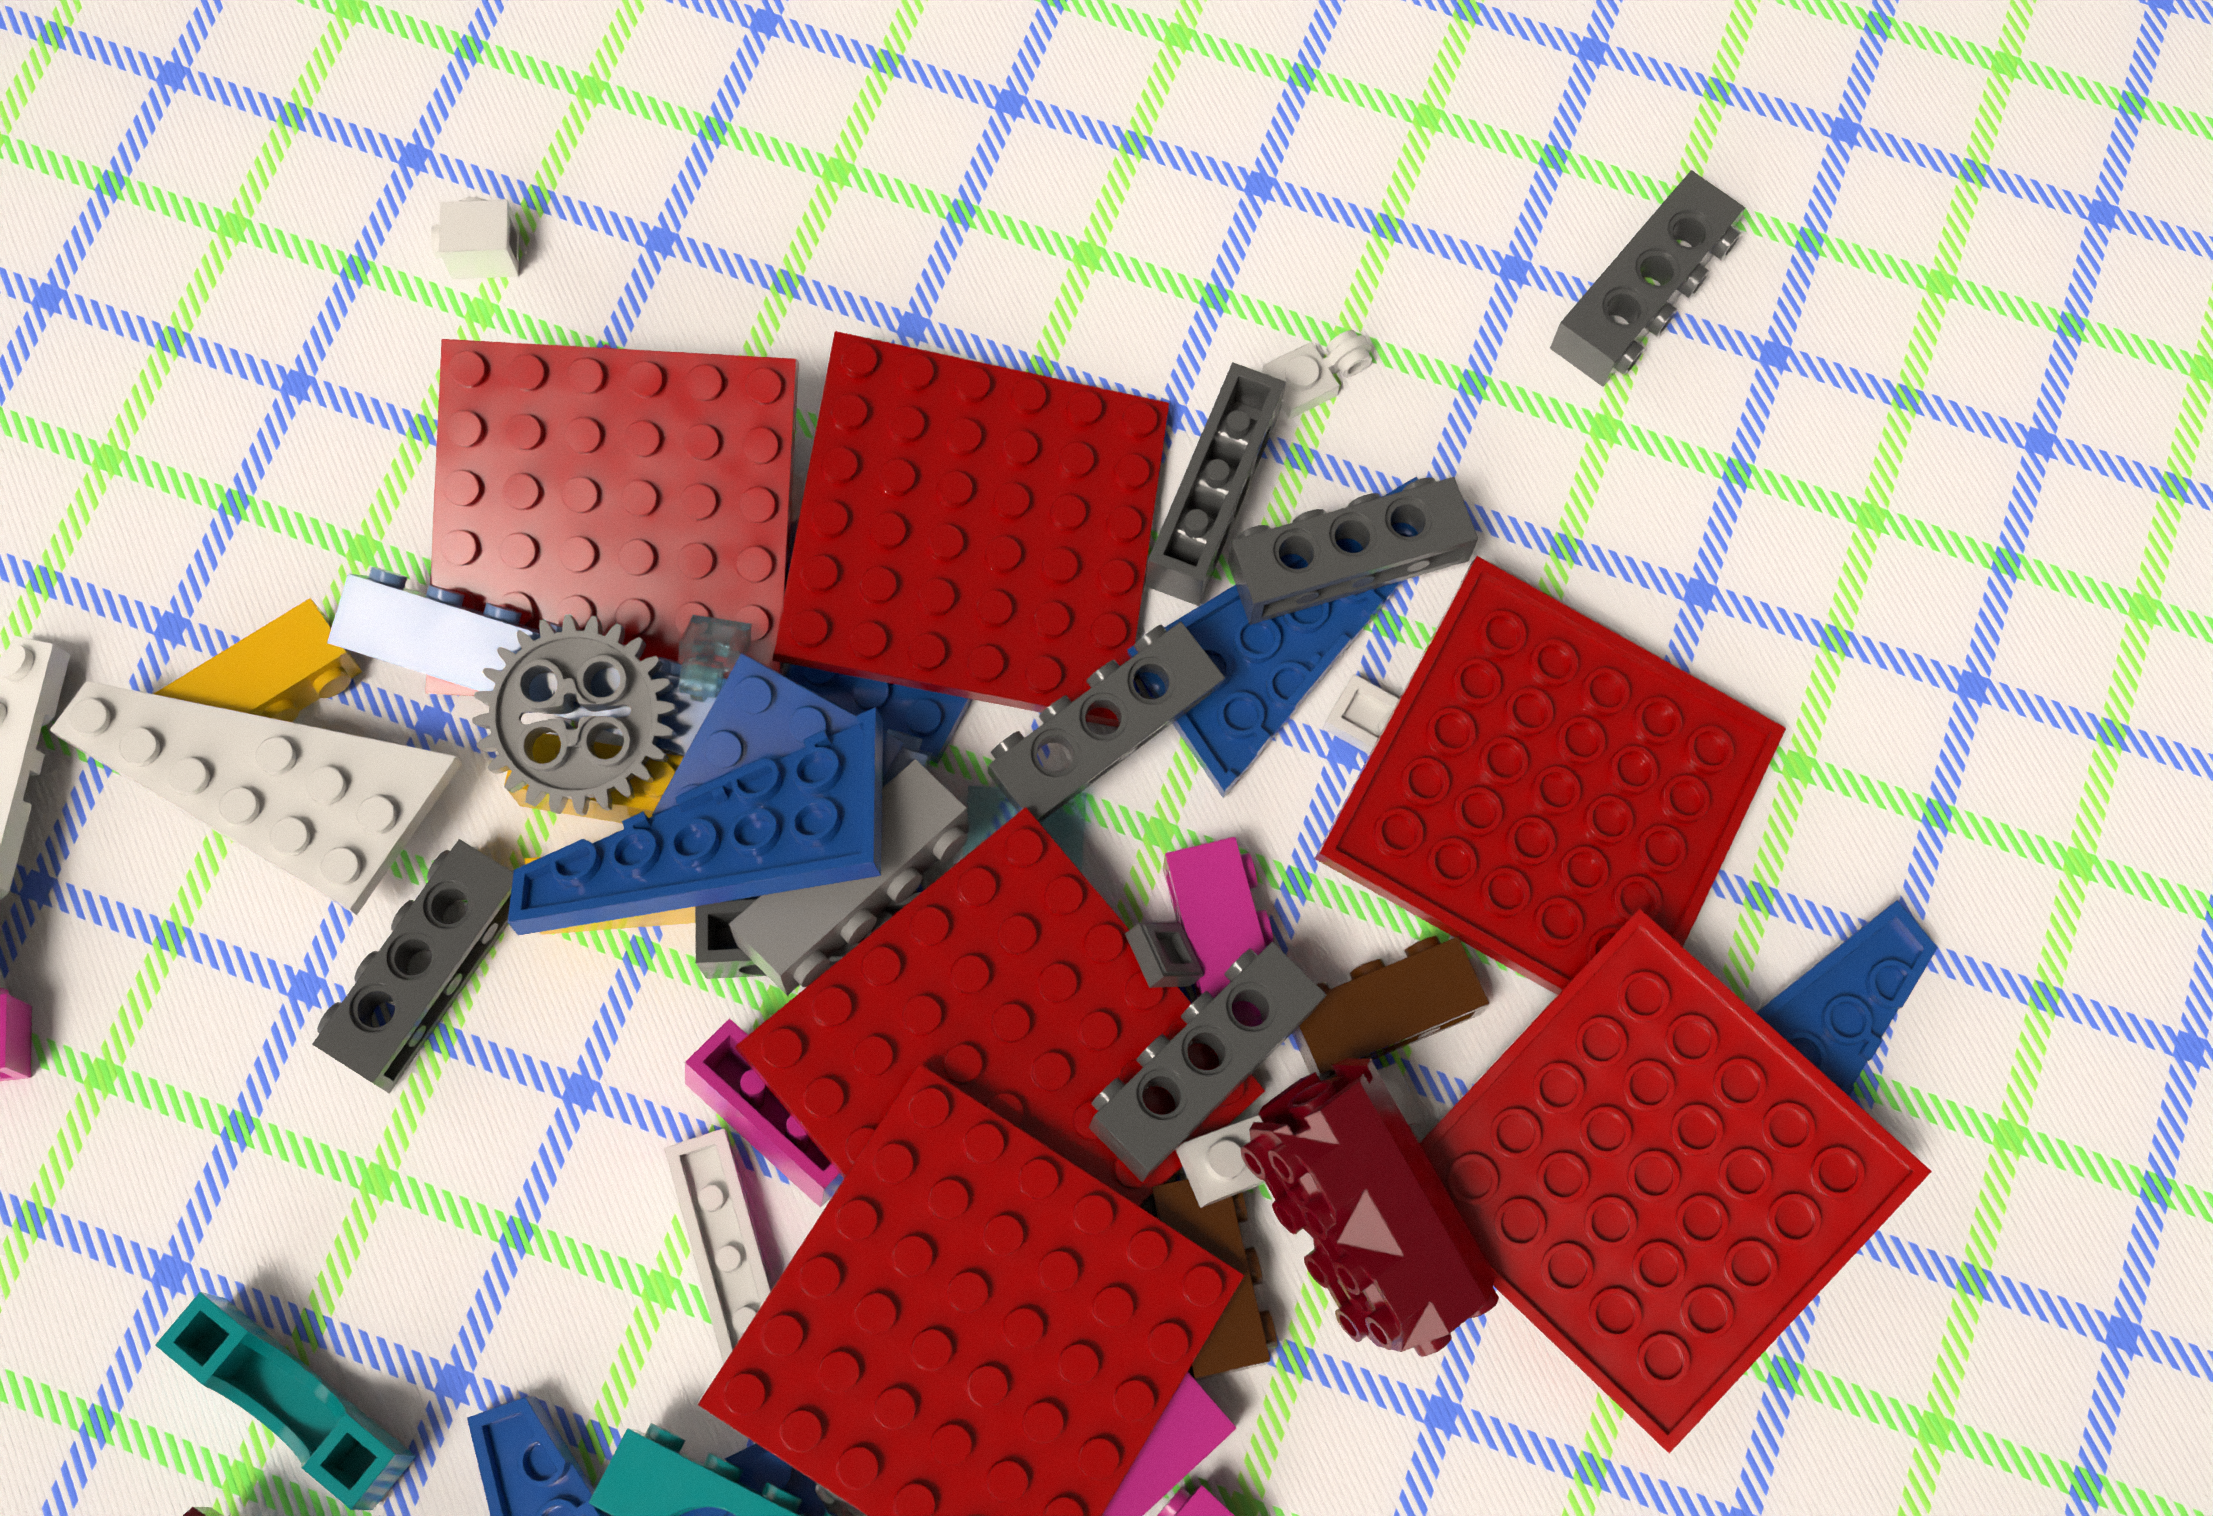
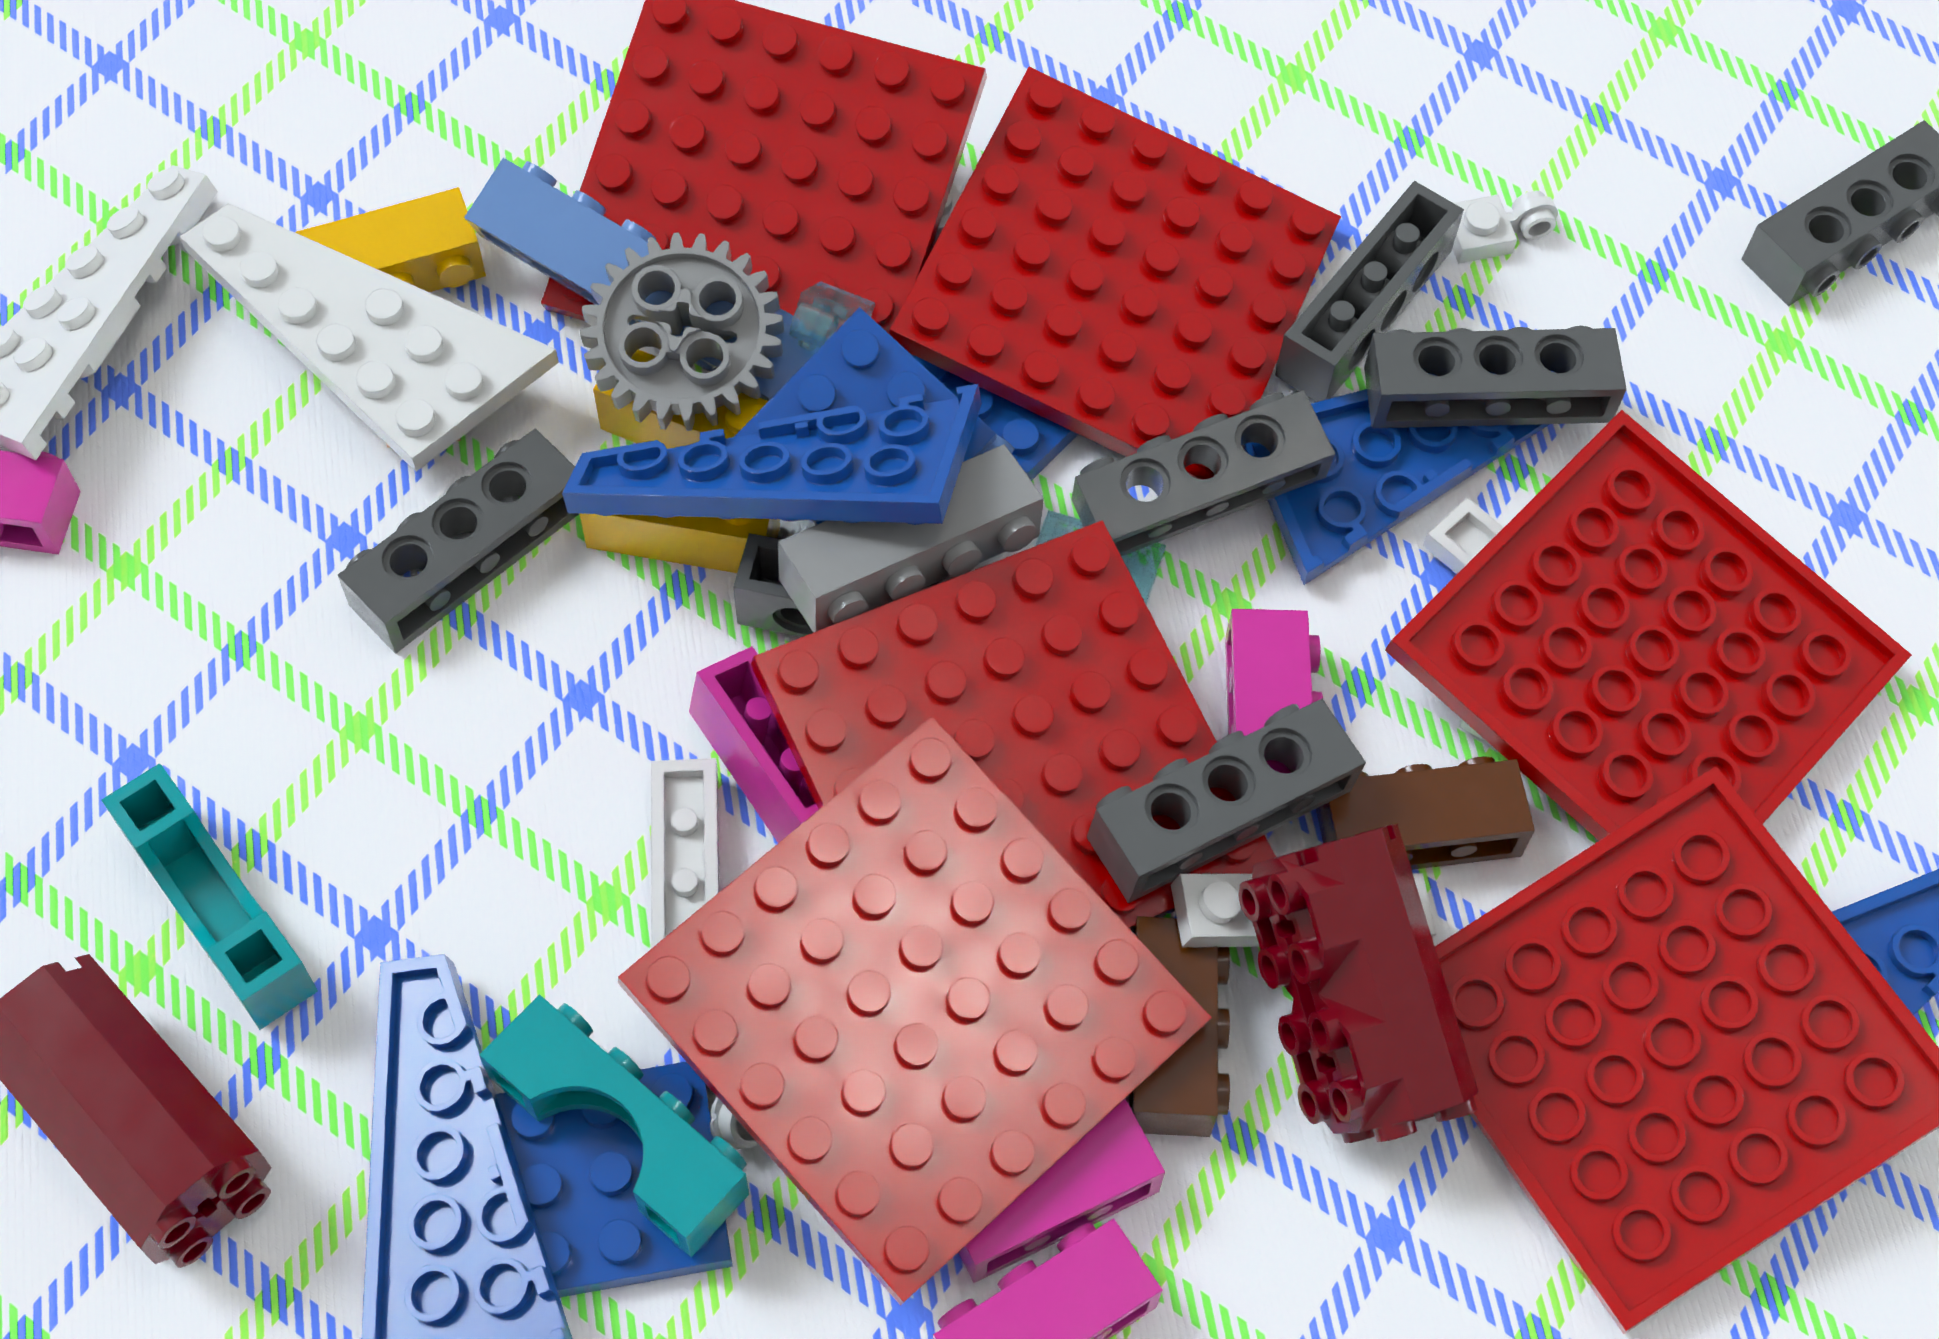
camera: 15 degrees right, 10 degrees down
(1164, 954) = (1207, 696): dark grey tile -> none

